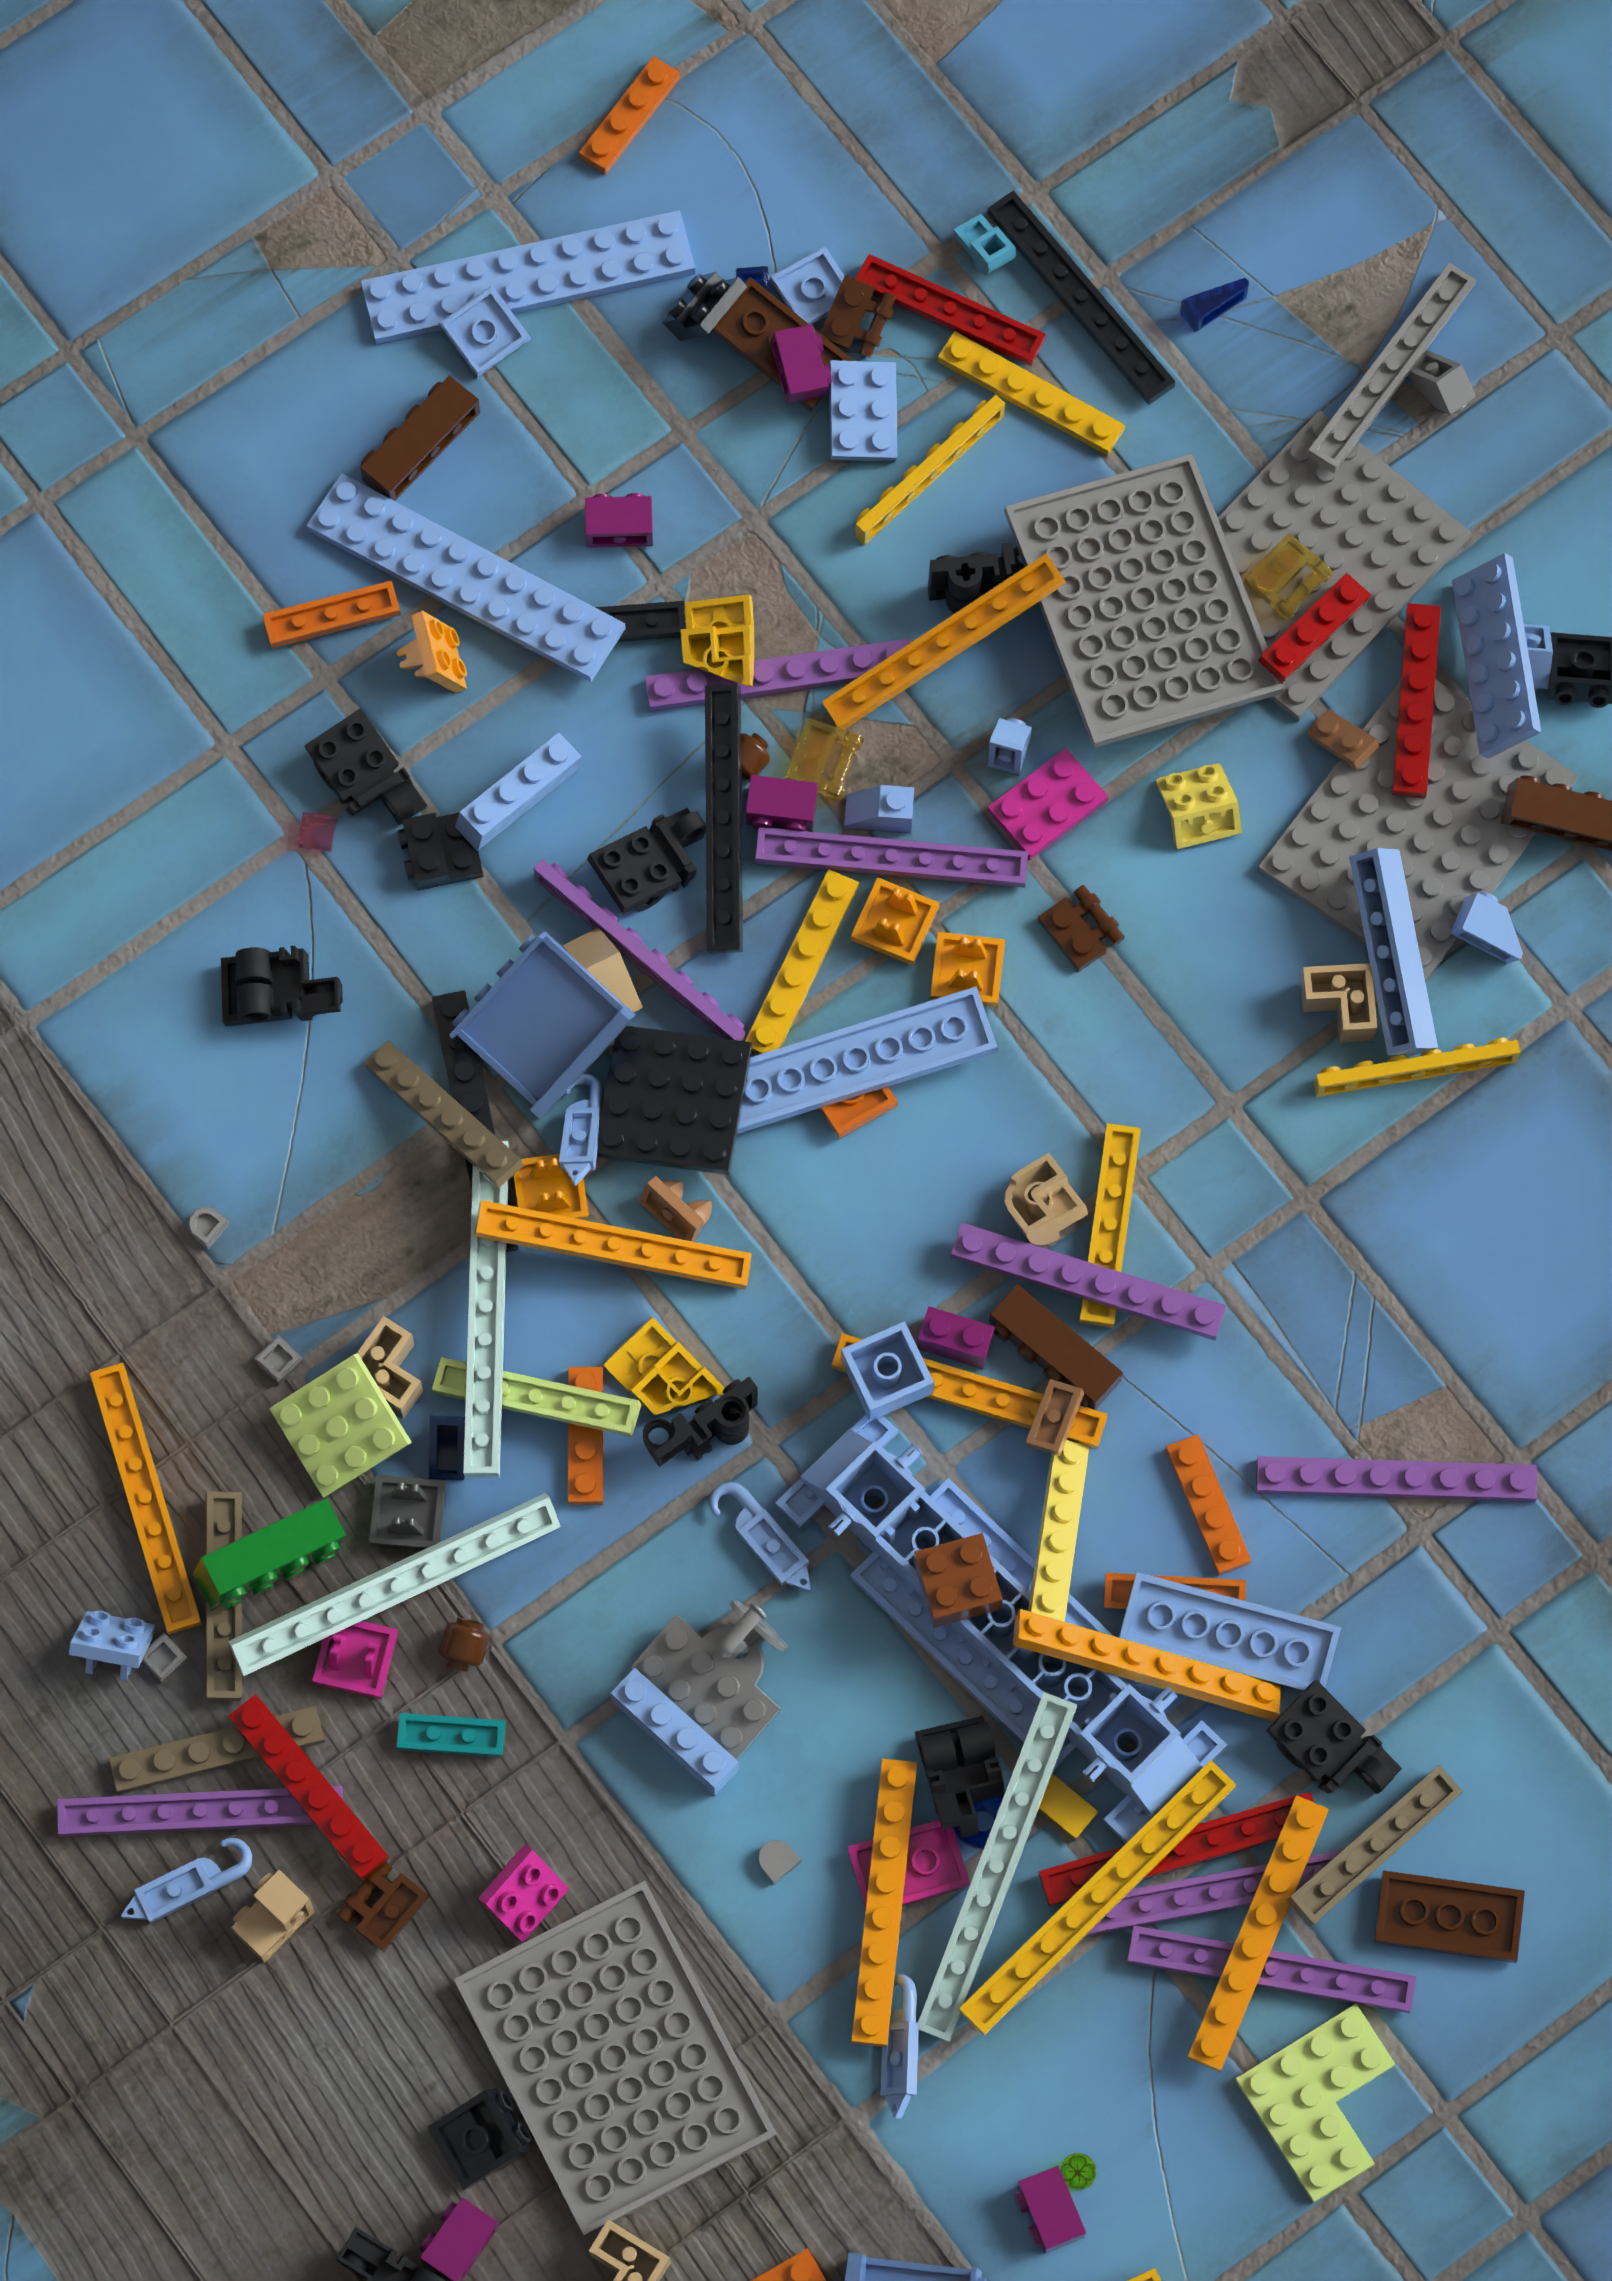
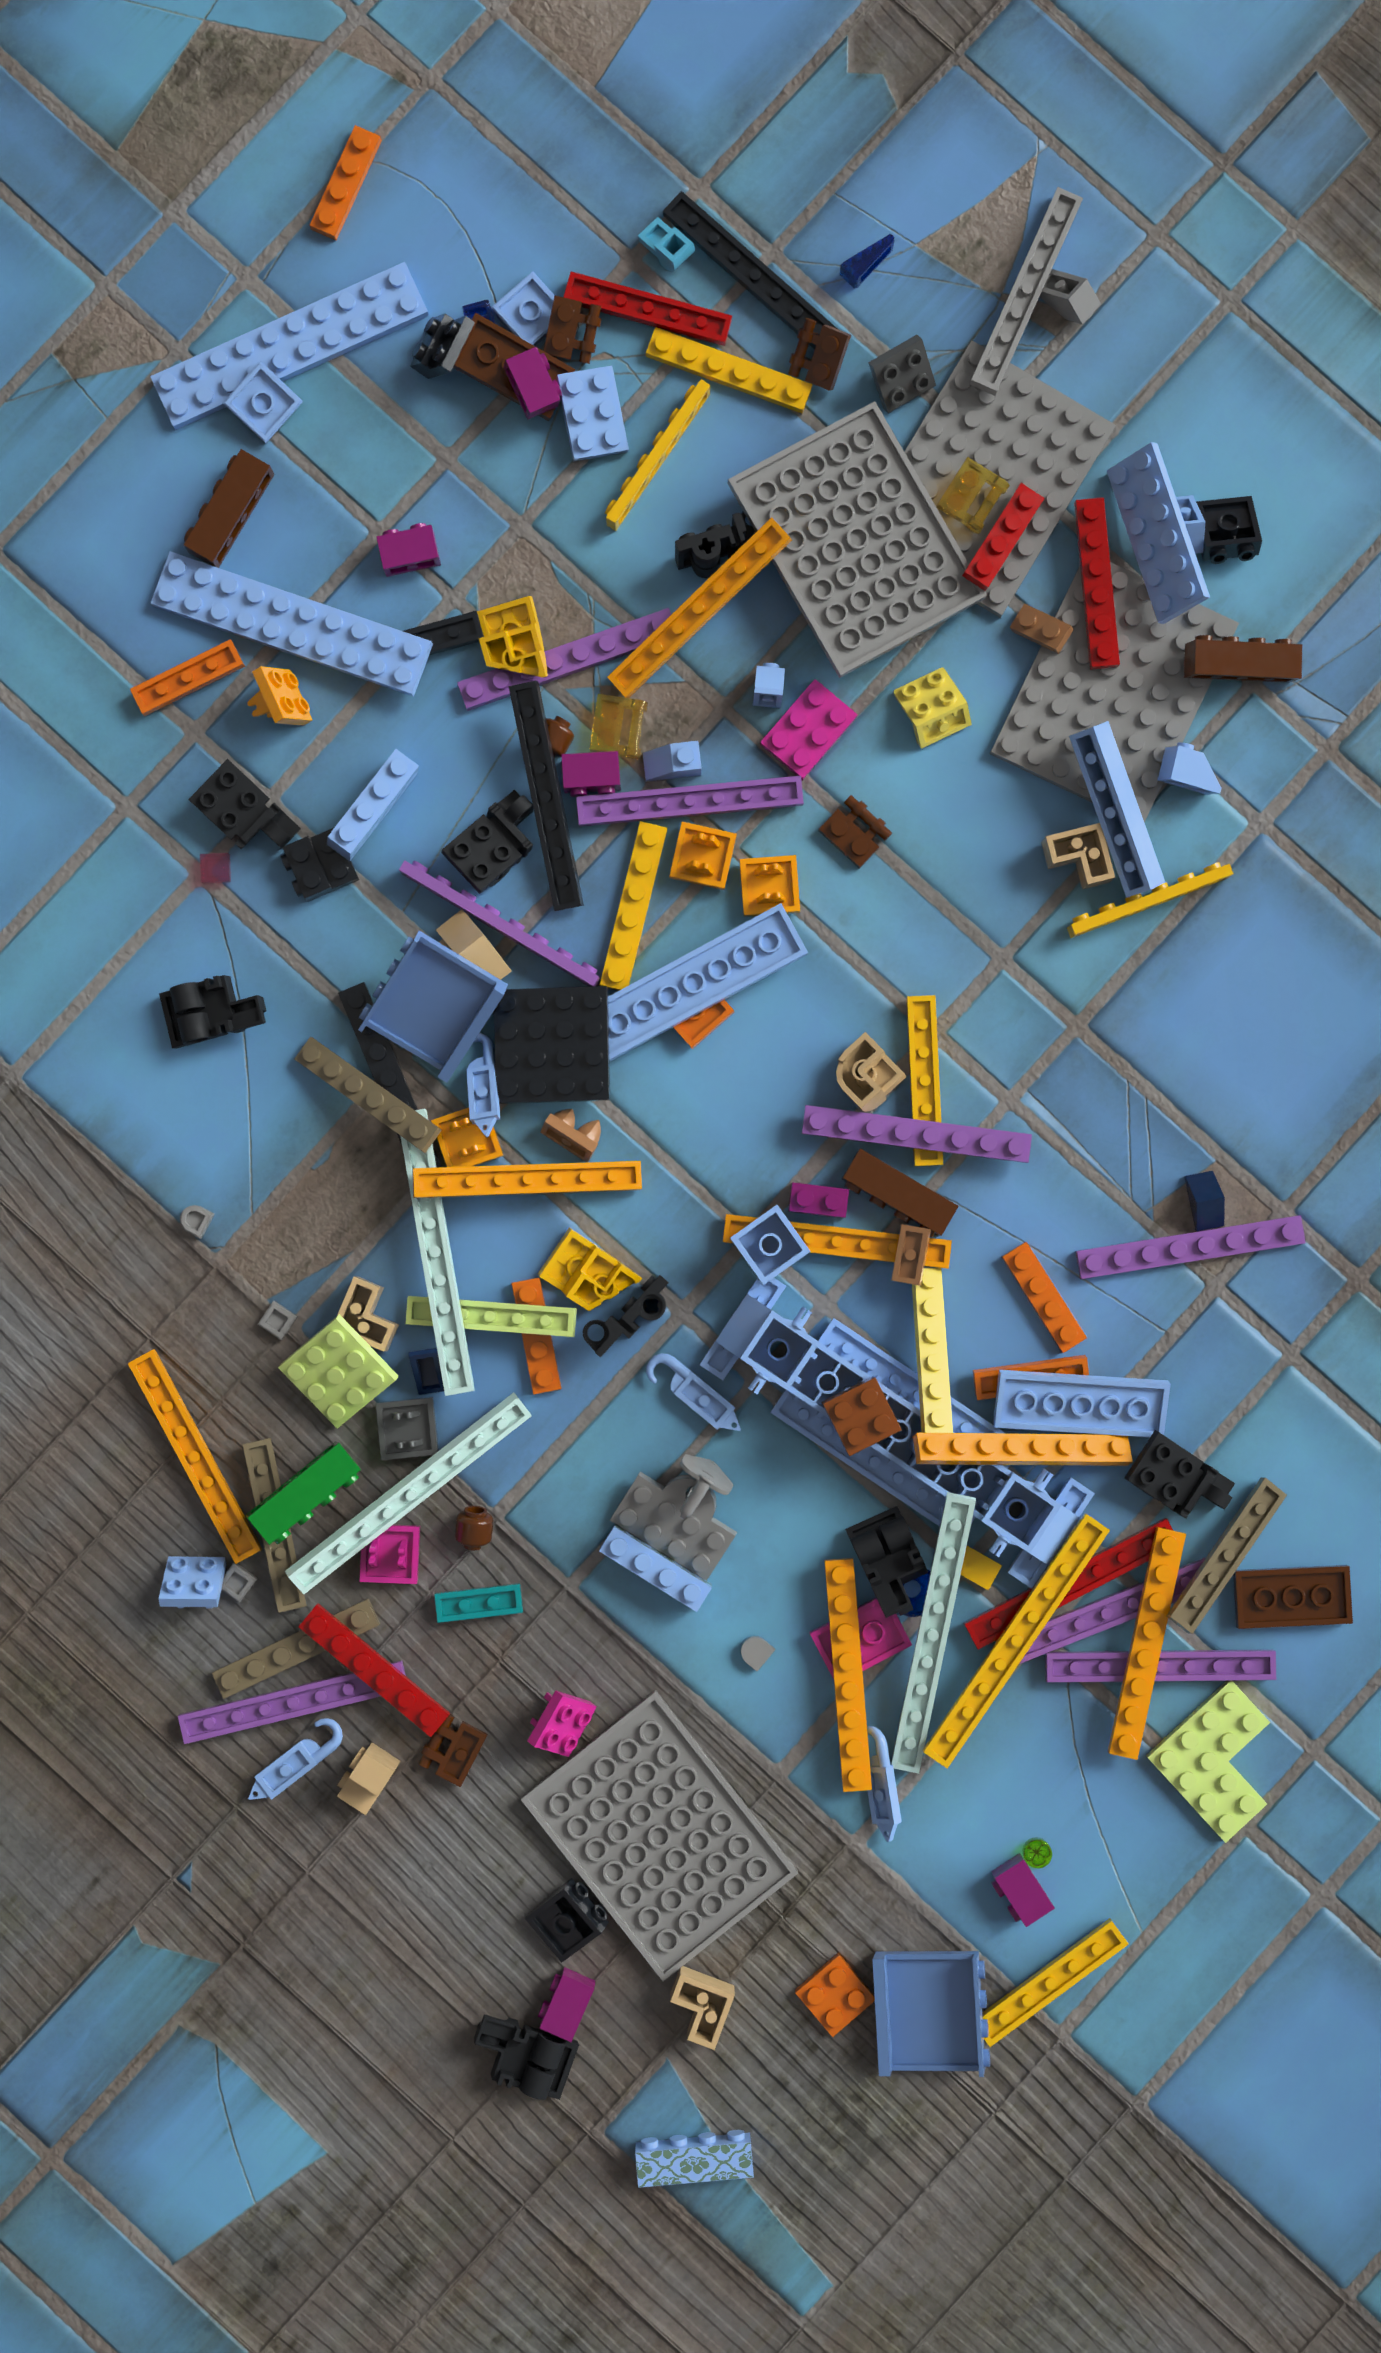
camera: 10 degrees left, 15 degrees up
(1147, 396) = (827, 357): none -> reddish brown plate
(1230, 430) = (902, 373): none -> dark grey plate
(1424, 1428) = (1205, 1200): none -> dark blue slope

